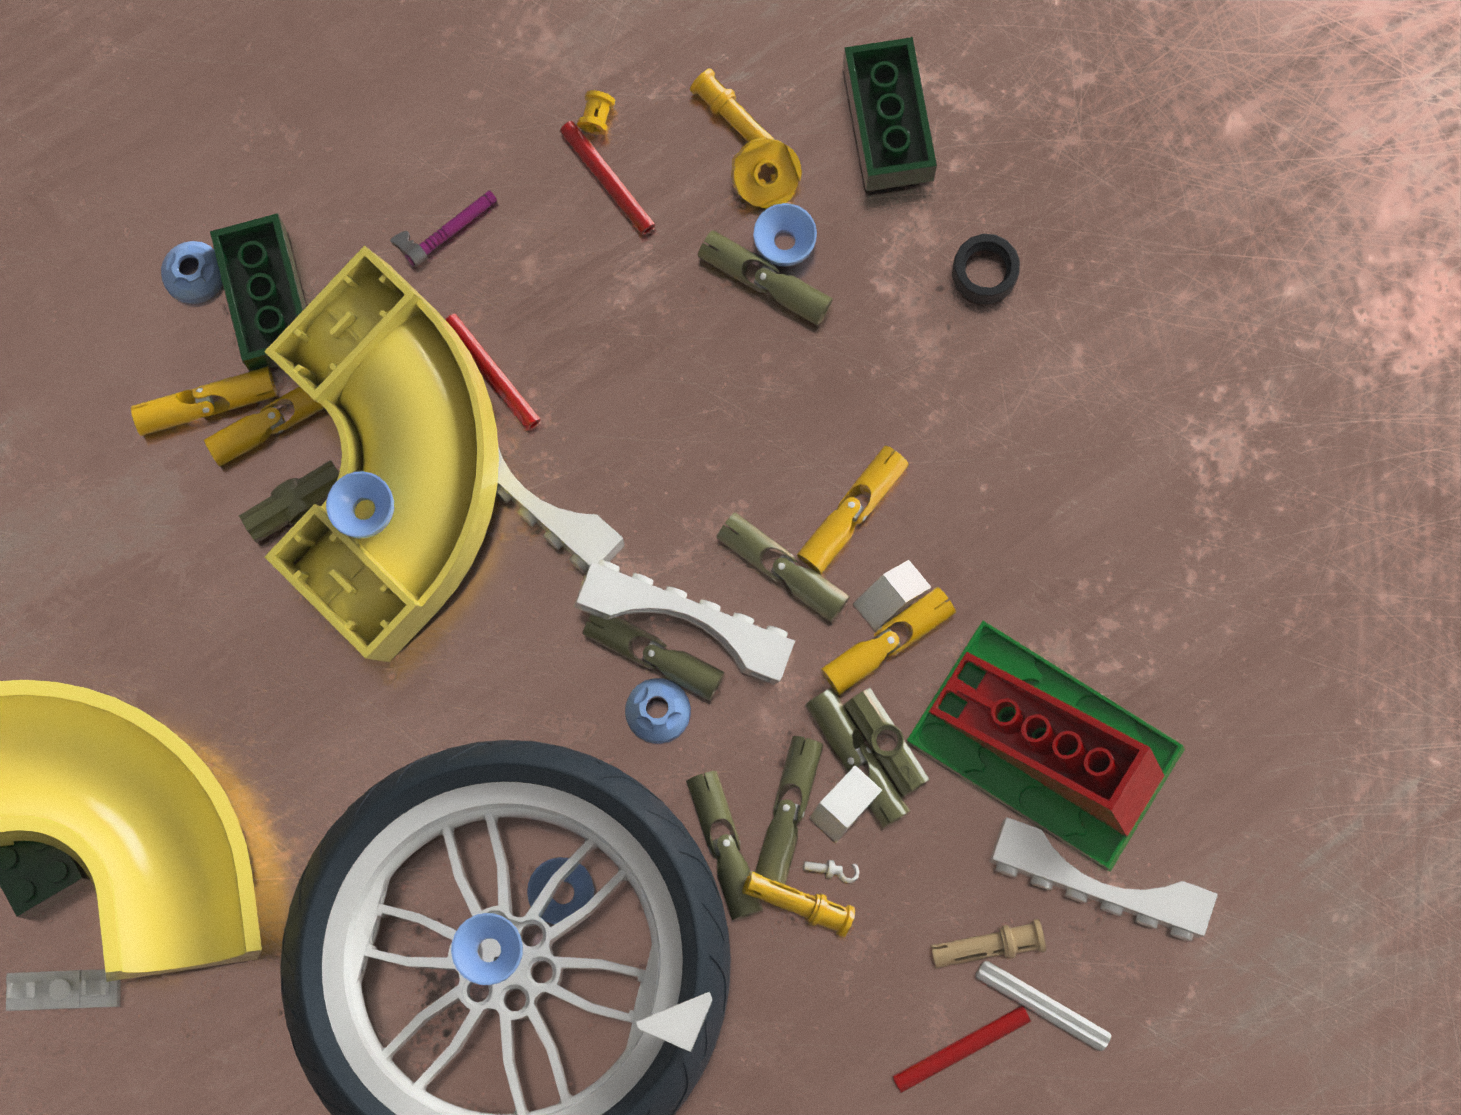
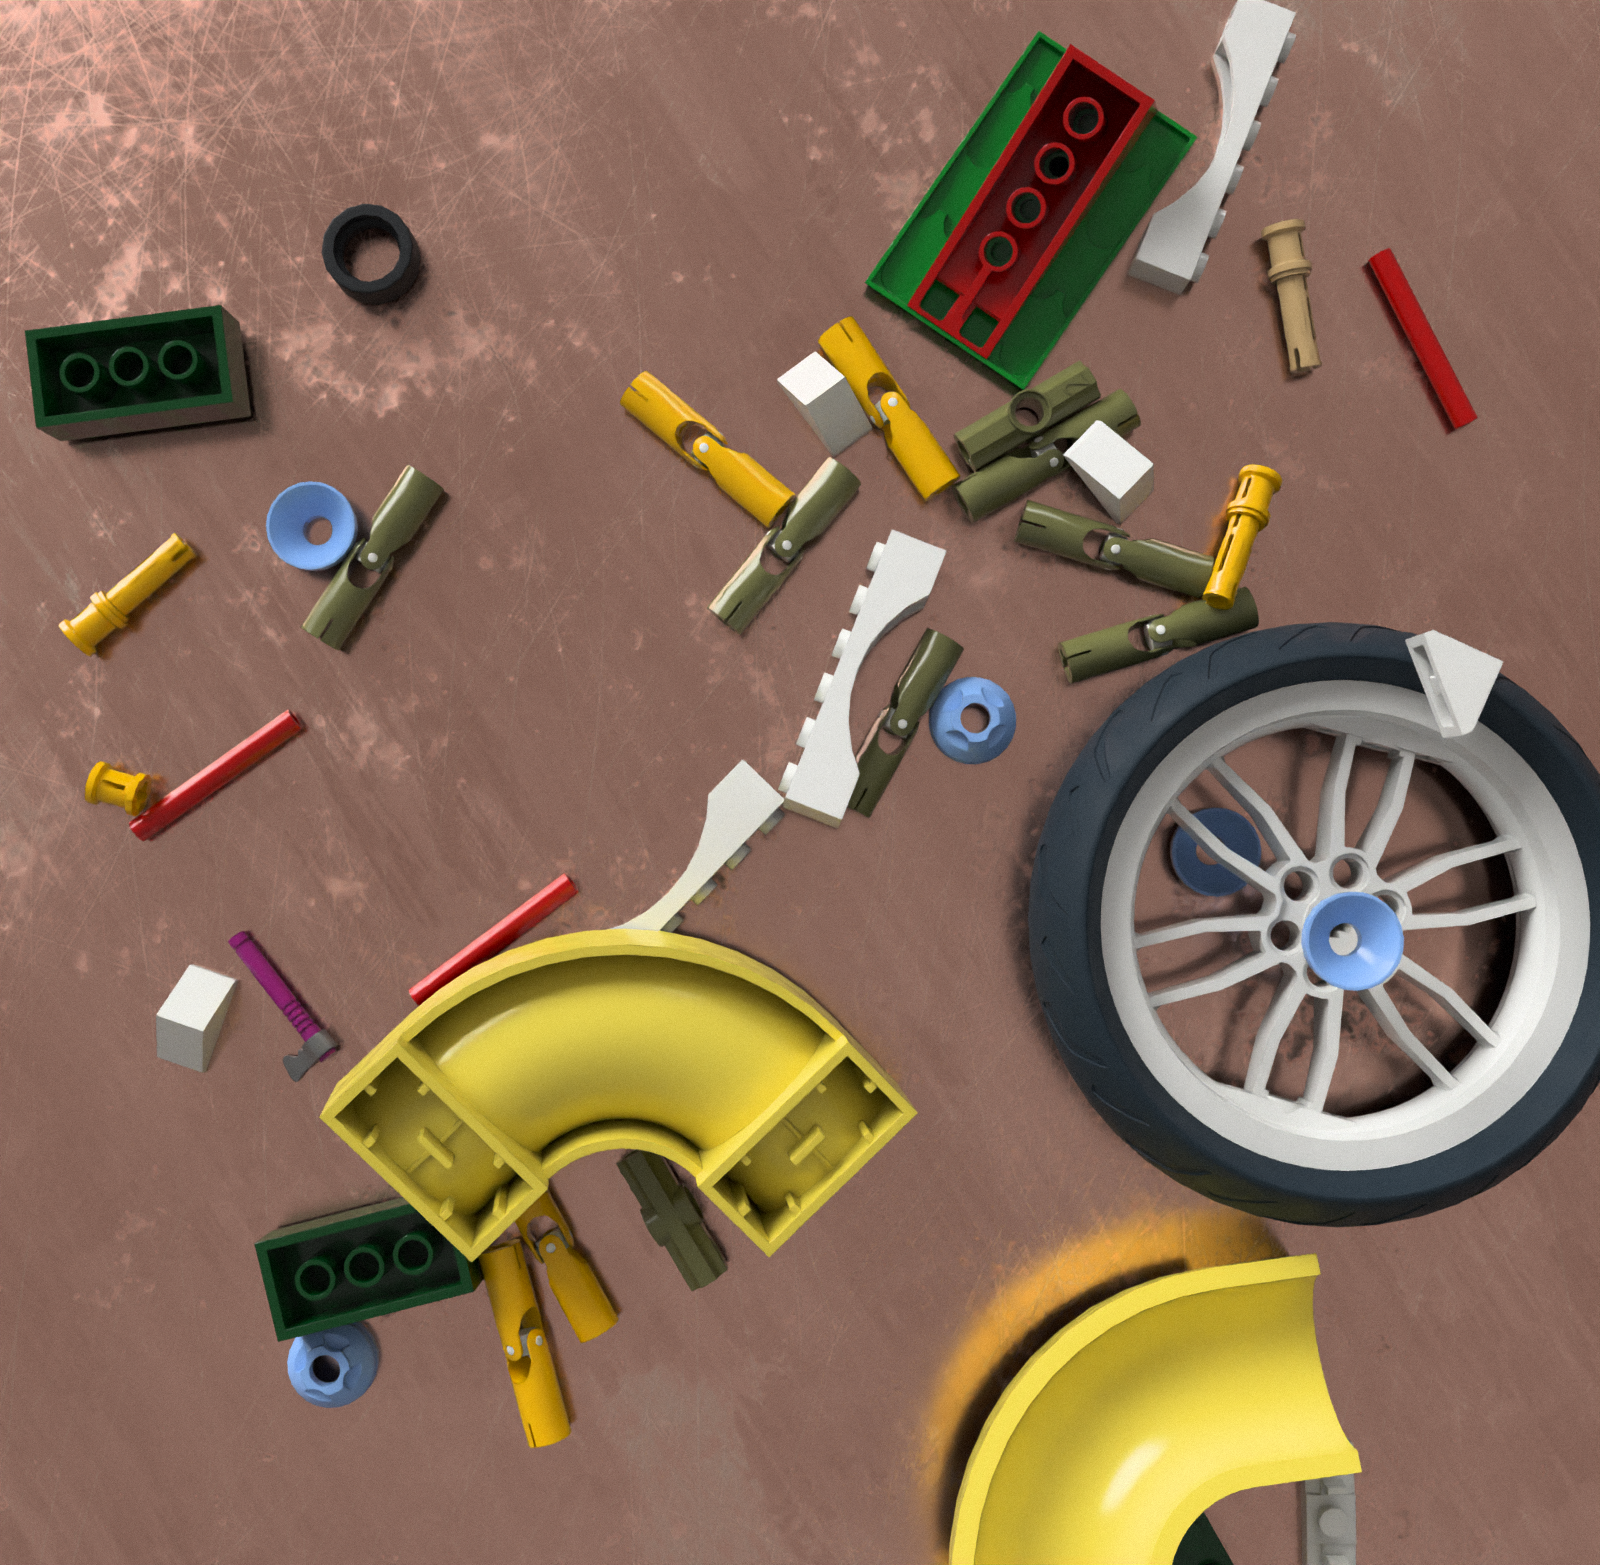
camera: 90 degrees left, 10 degrees up
(348, 493) = (703, 1147): light blue piece -> none
(435, 169) = (193, 1017): none -> white slope
(748, 164) = (206, 574): yellow plate -> none
(831, 869) = (1189, 498): white hand -> none
(1043, 1005) = (1369, 232): white axle -> none

